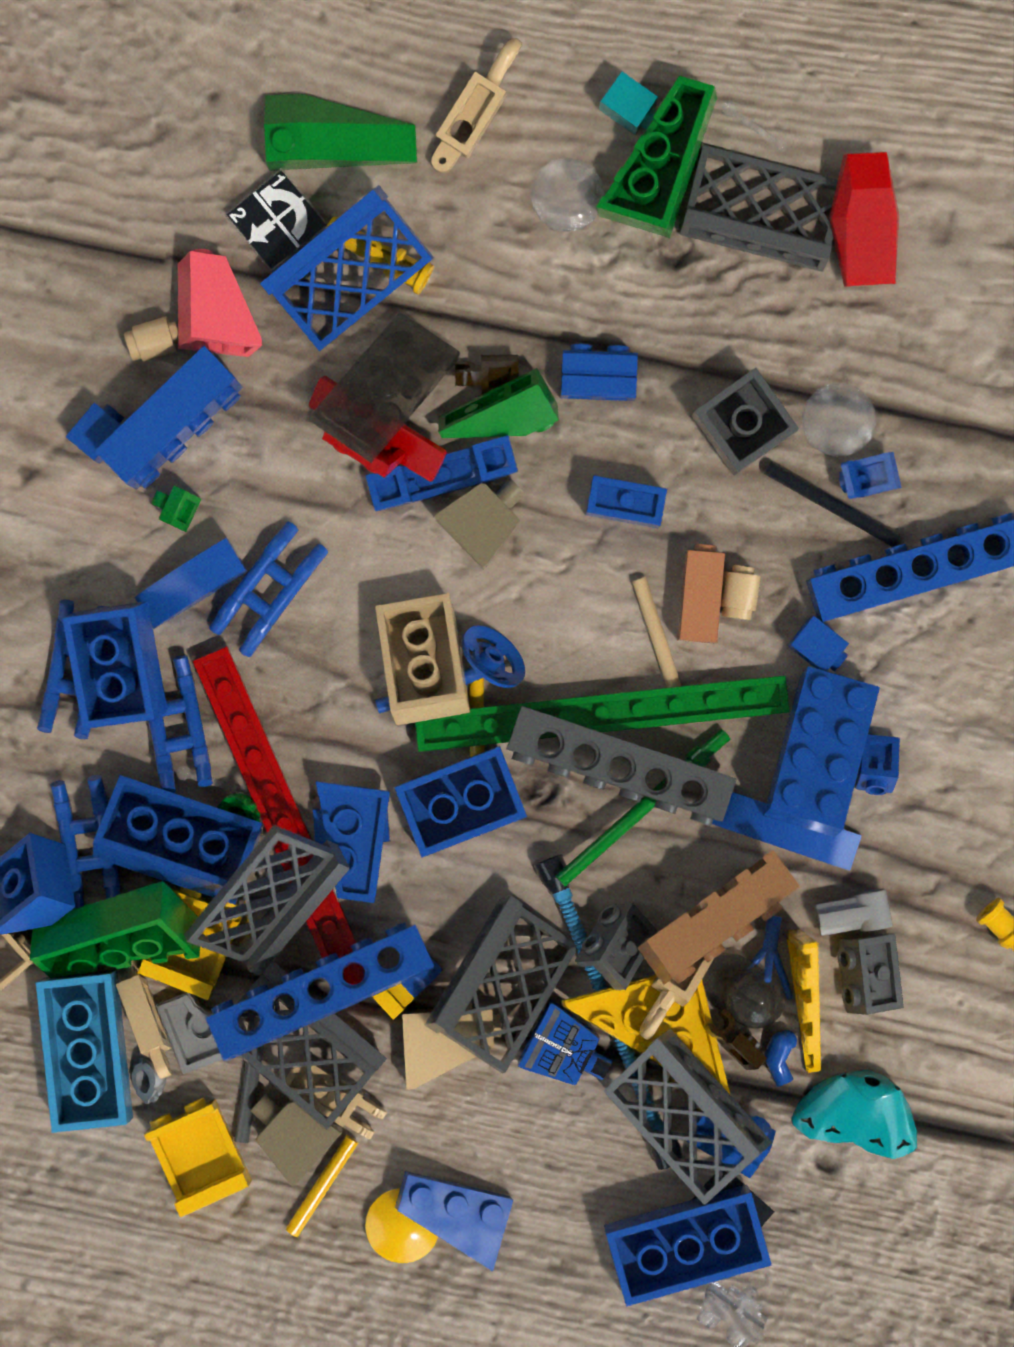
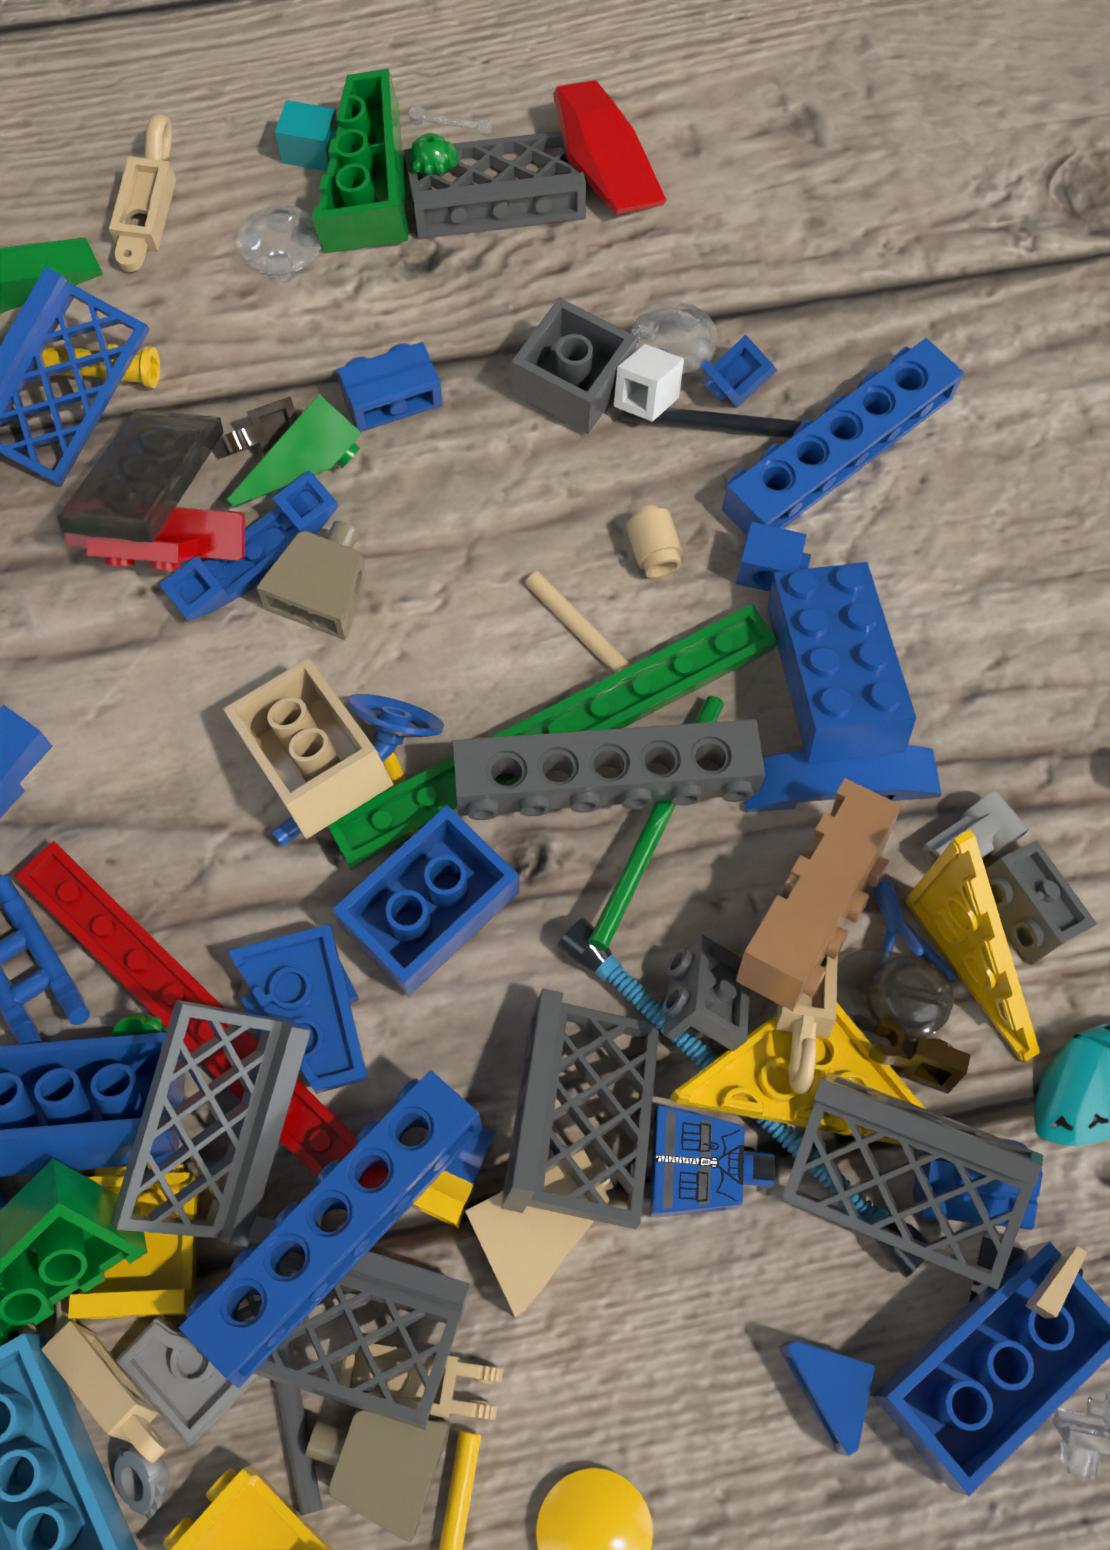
camera: 30 degrees left, 20 degrees down
(268, 612) = (95, 782): blue piece -> none
(458, 1214) = (664, 1475): wing -> none
(582, 1211) = (835, 1389): none -> blue slope
(626, 502) = (479, 495): blue panel -> none
(701, 594) = (612, 561): nougat brick -> none
(718, 173) = (432, 154): none -> green animal
(738, 1219) = (1056, 1285): none -> tan piece
(777, 1054) = (976, 1039): blue arm -> none
(796, 460) = (648, 382): none -> white brick
(879, 765) = (918, 658): blue bracket -> none

